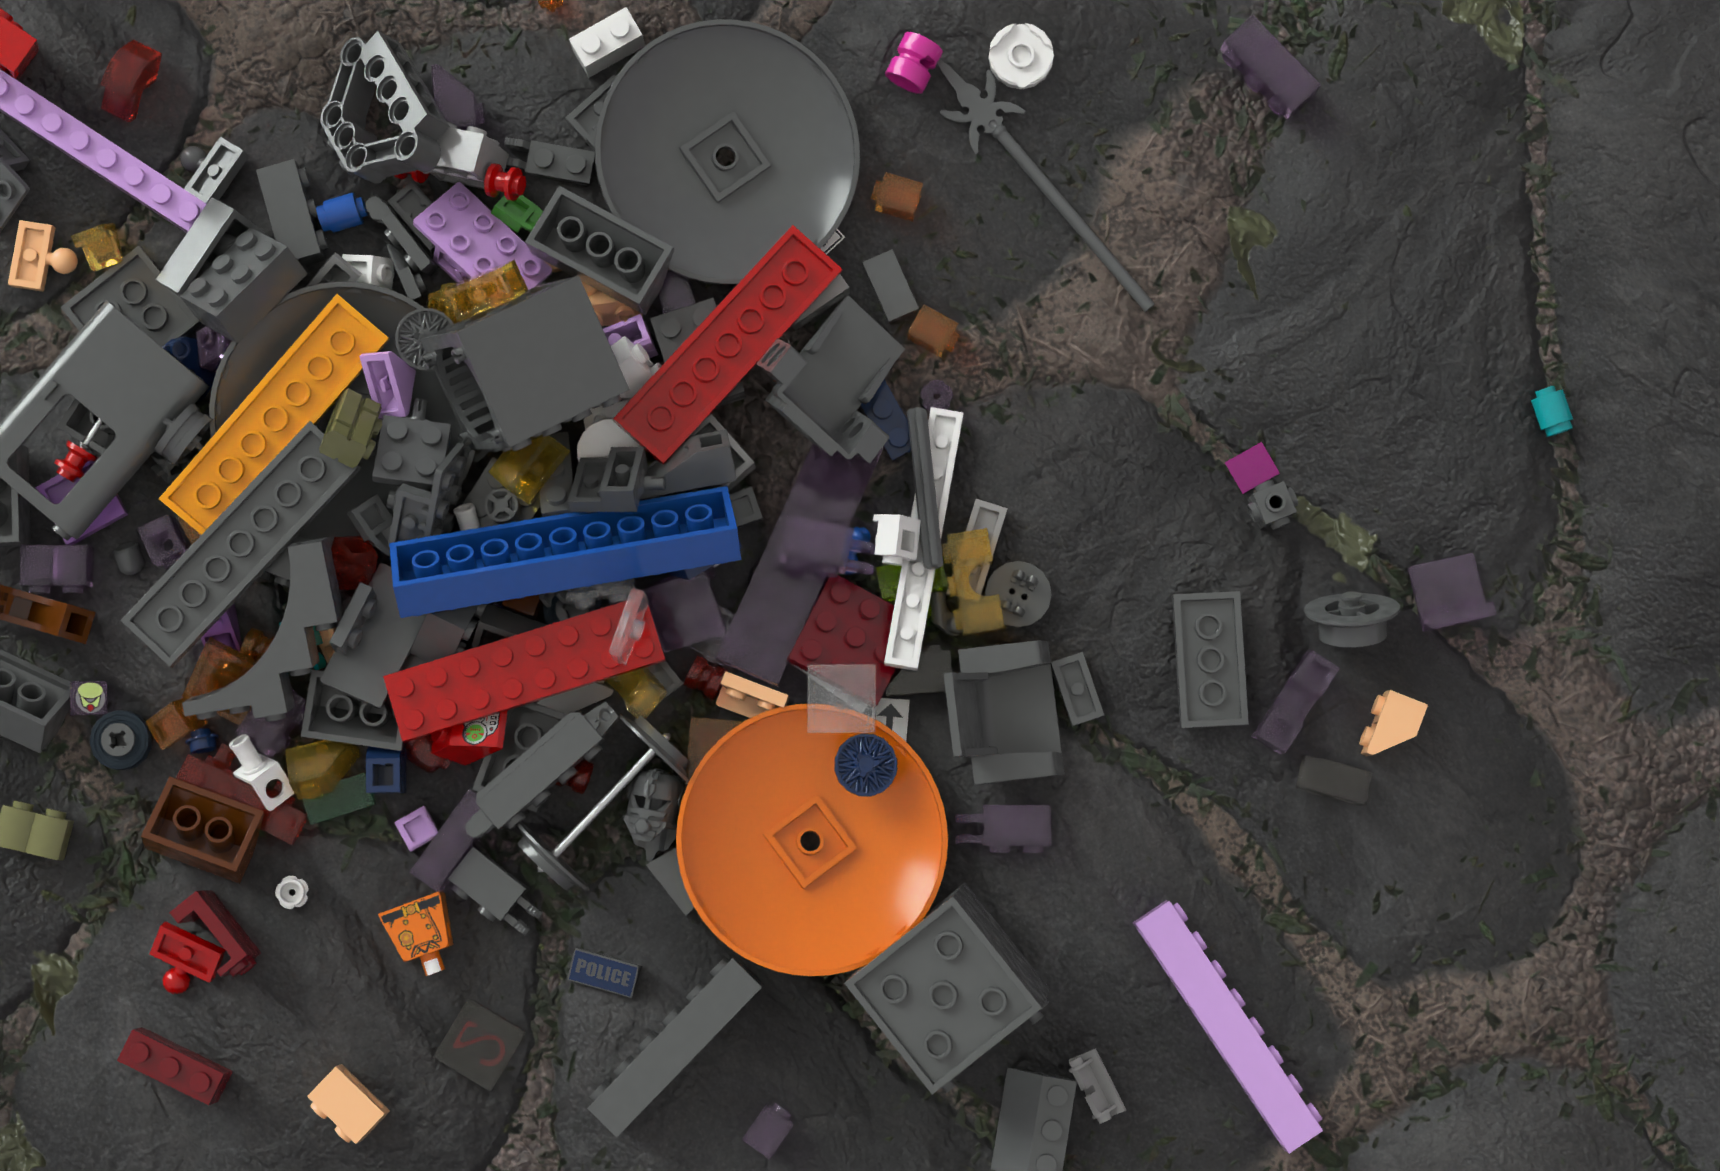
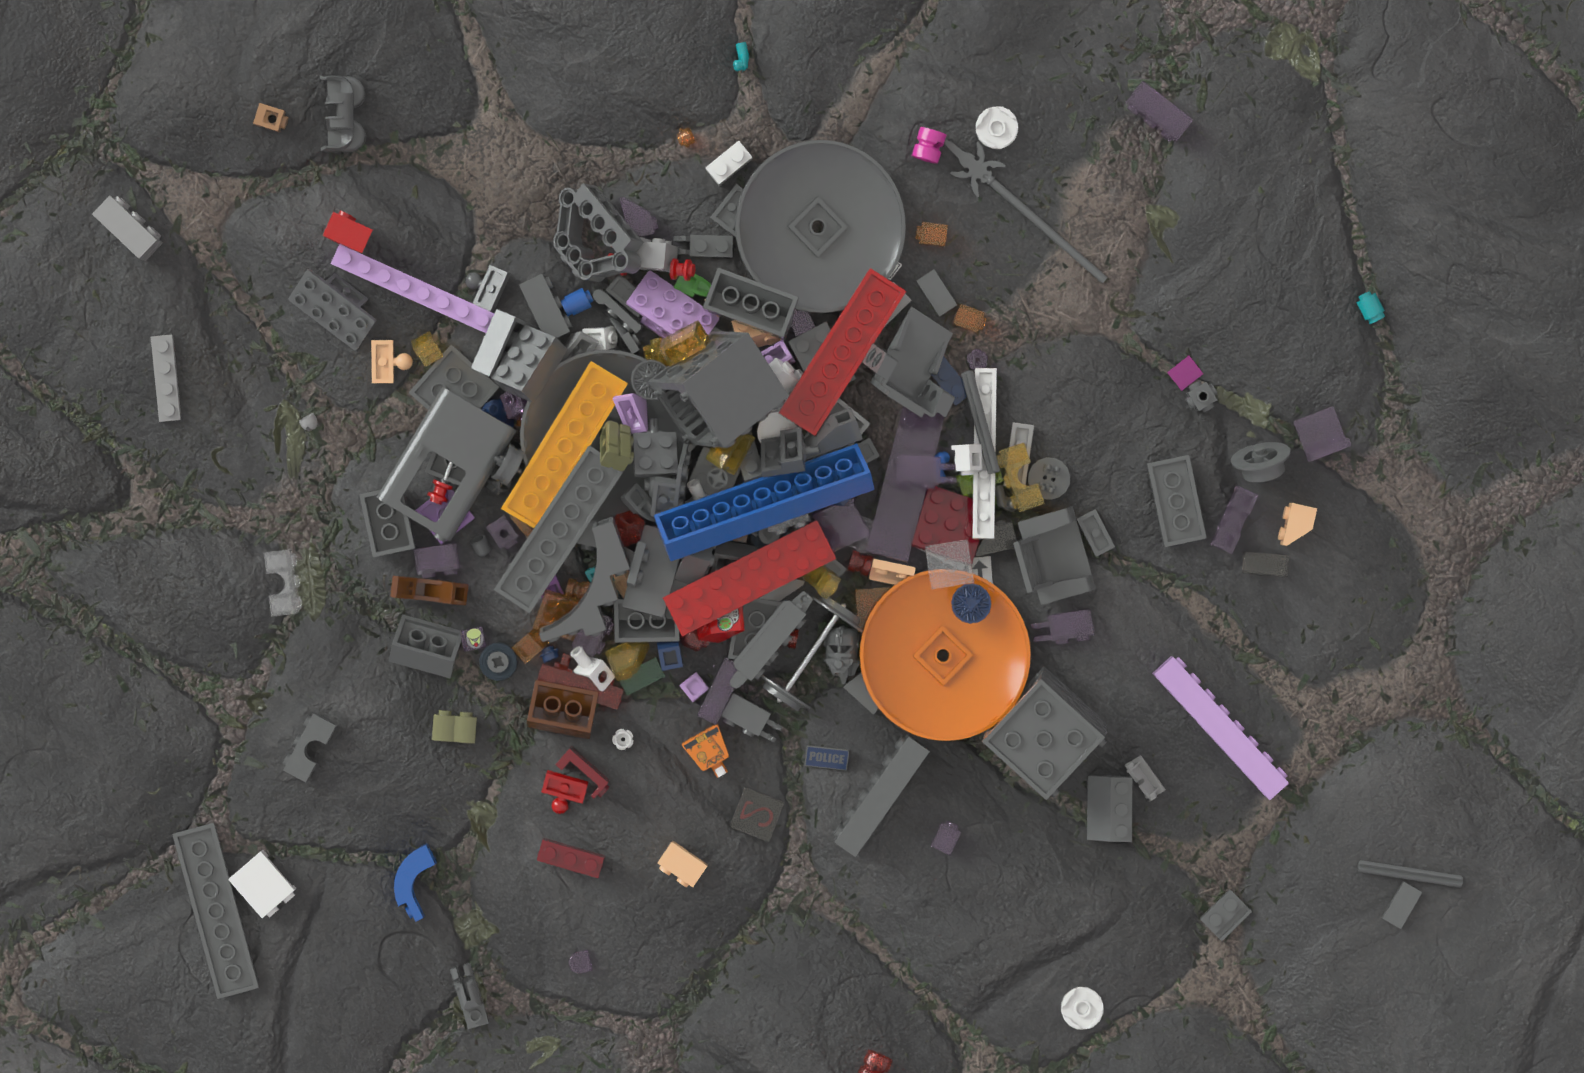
camera: 10 degrees left, 5 degrees up
(126, 76) = (424, 237): clear red brick -> none
(629, 627) = (814, 544): clear plate -> none

